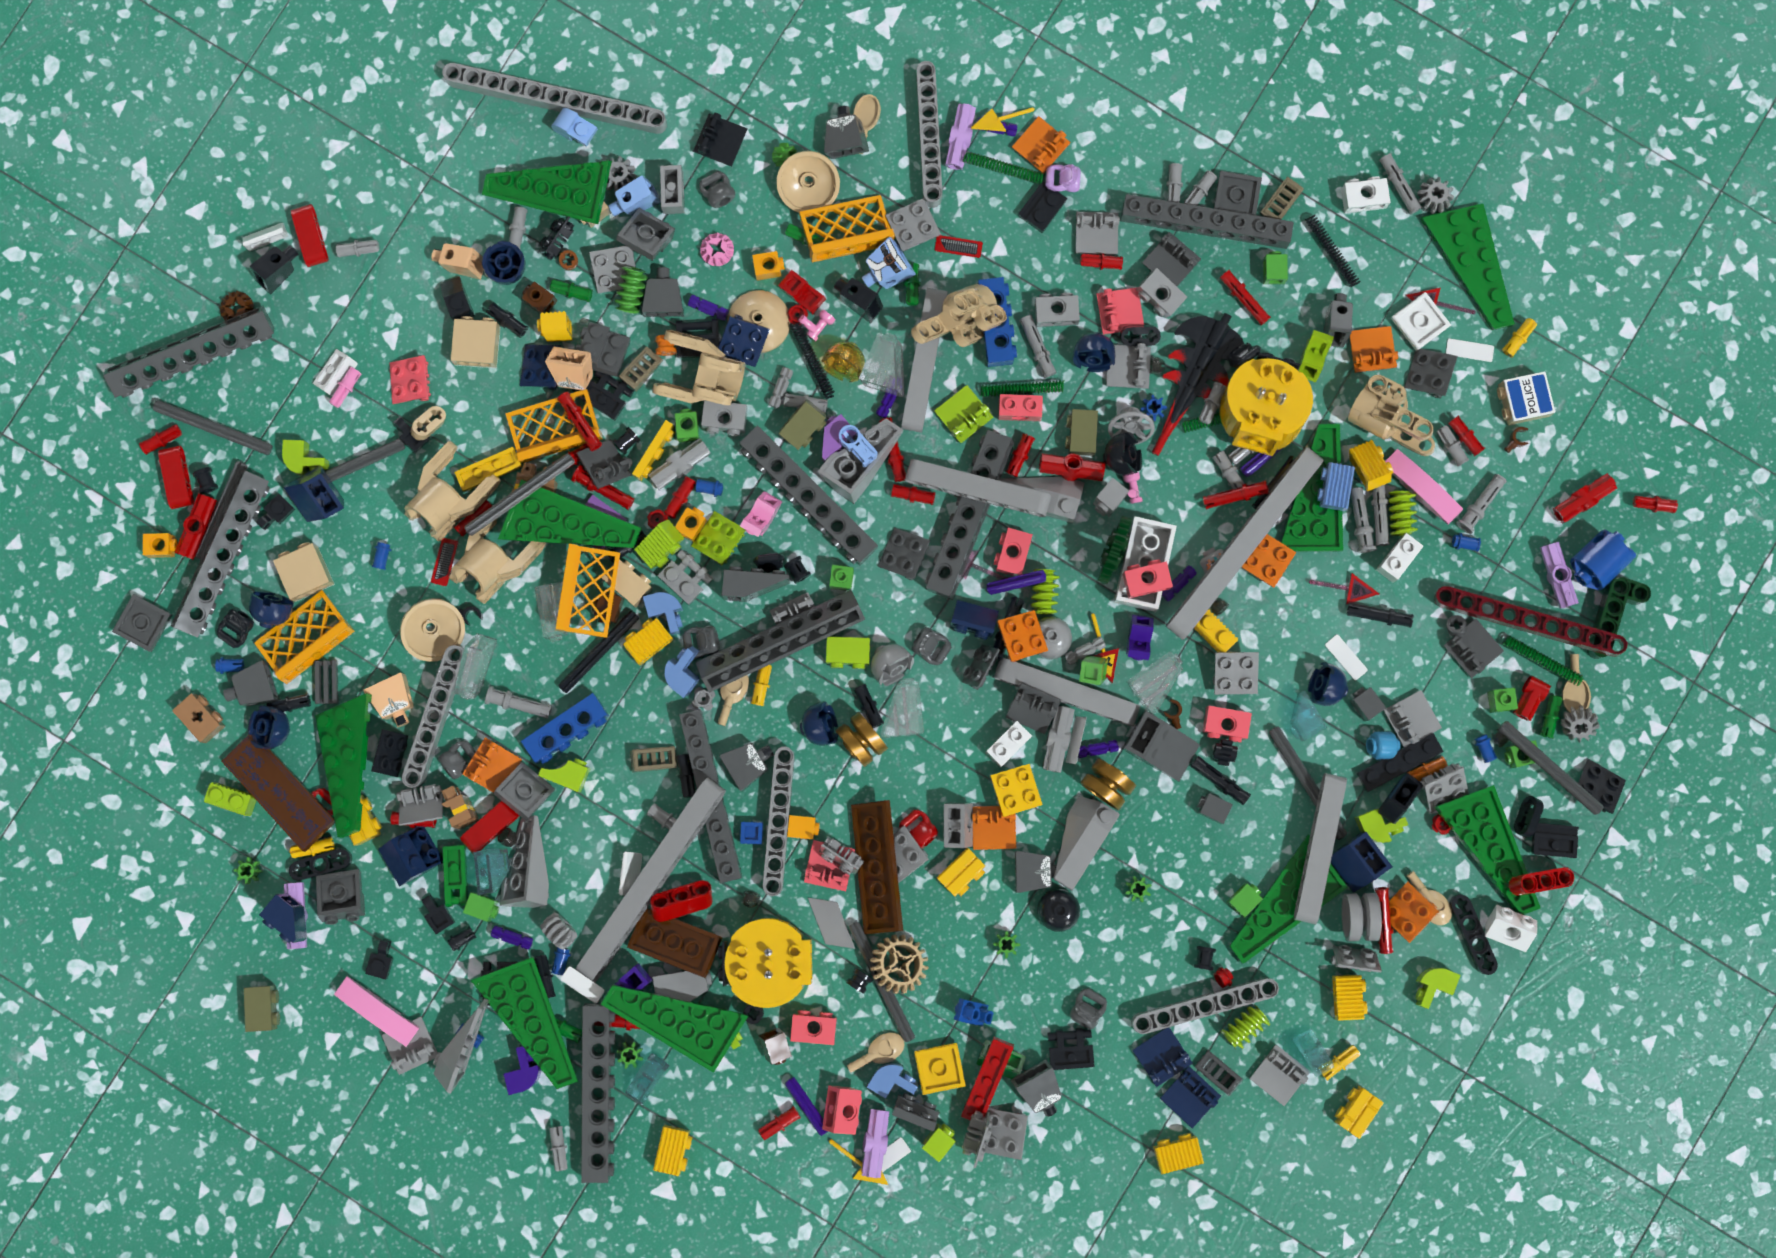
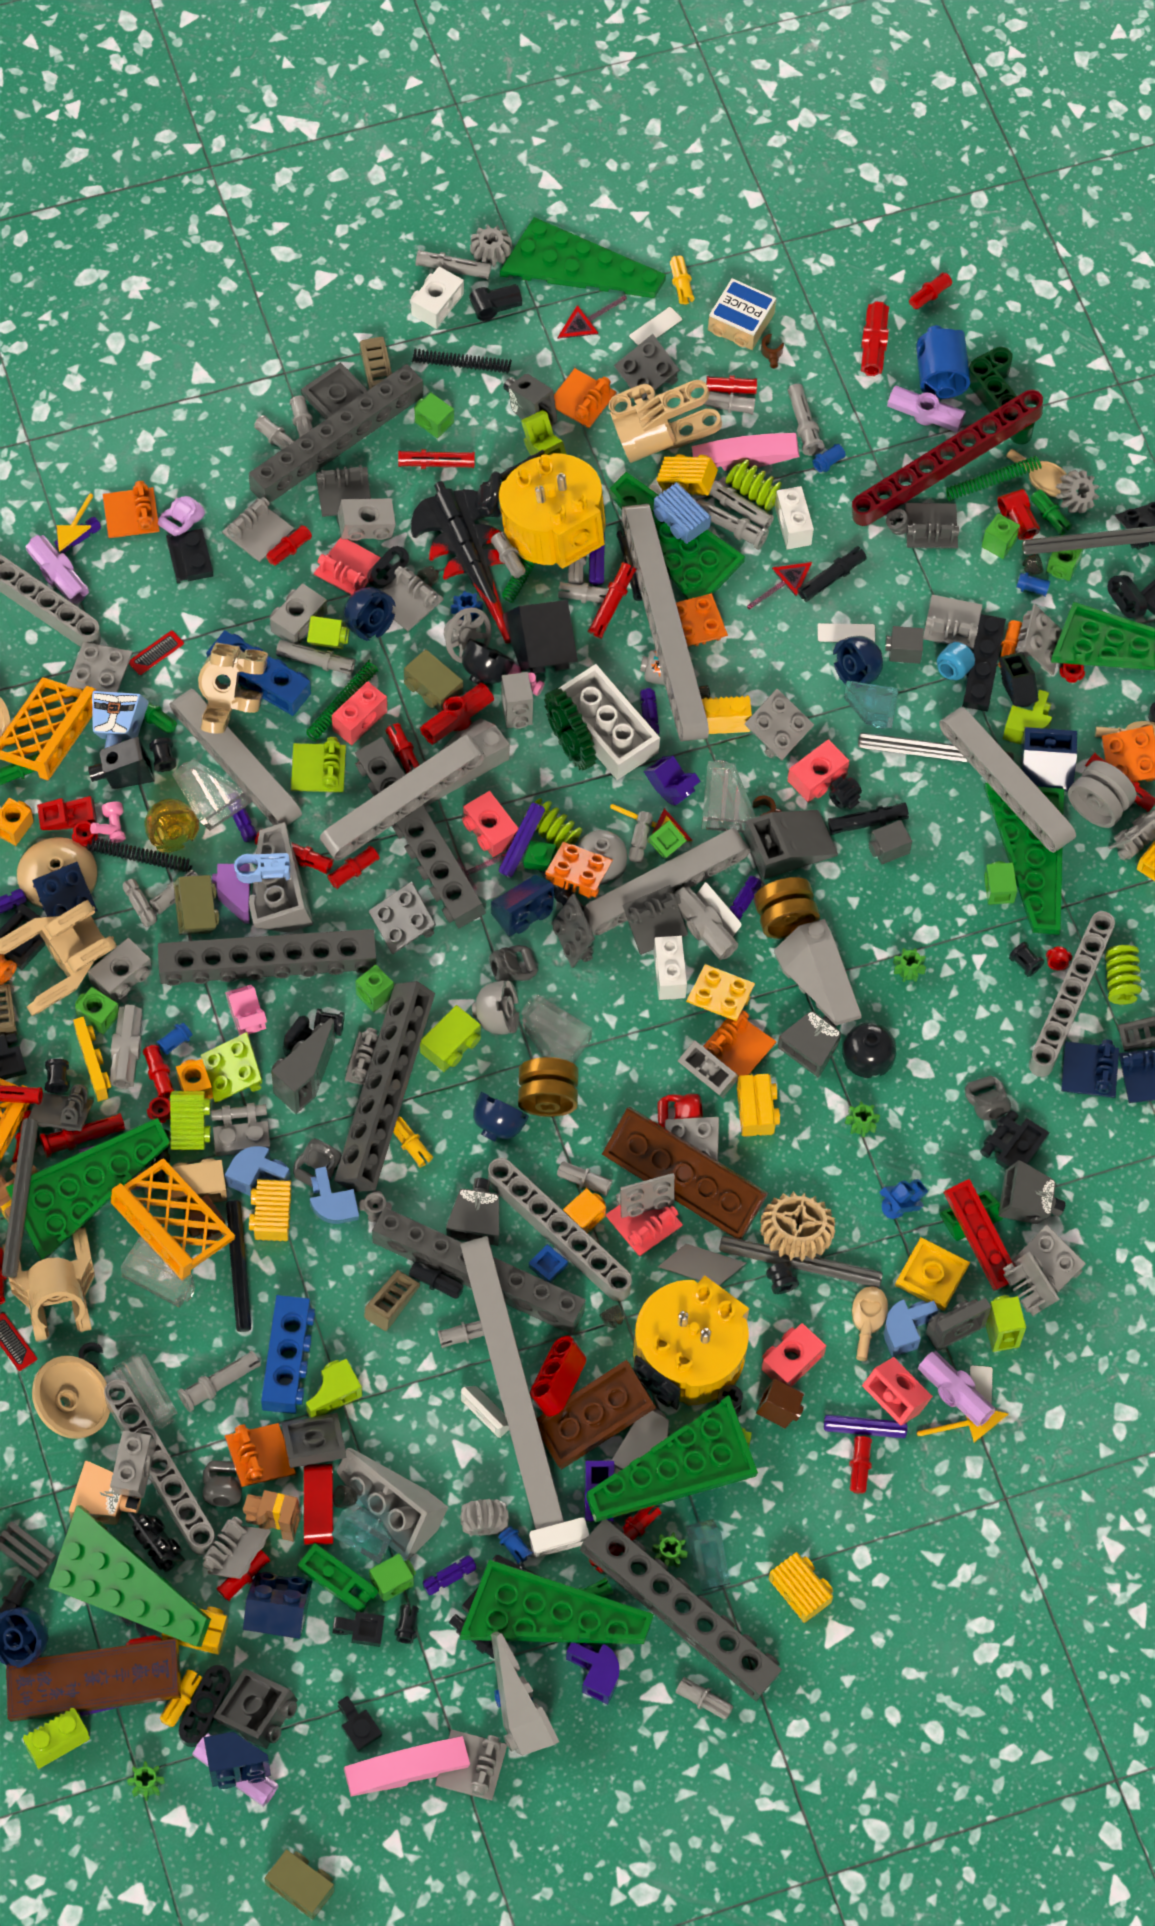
camera: 55 degrees left, 20 degrees down
(414, 705) = (133, 1464): none -> light grey brick
(732, 694) = (394, 1178): tan piece -> none
(826, 807) = (584, 1178): none -> light grey axle
(868, 706) = (509, 1060): black pin -> none
(889, 314) = (162, 754): none -> black bush
(1004, 164) = (122, 551): green piece -> none
(1014, 602) = (539, 855): none -> green plate
(1055, 341) = (328, 632): none -> lime brick
(1136, 587) = (623, 734): coral brick -> none
(1170, 473) = (542, 636): none -> black slope
(1392, 231) = (490, 302): none -> black piece
(1420, 321) = (593, 342): white plate -> none

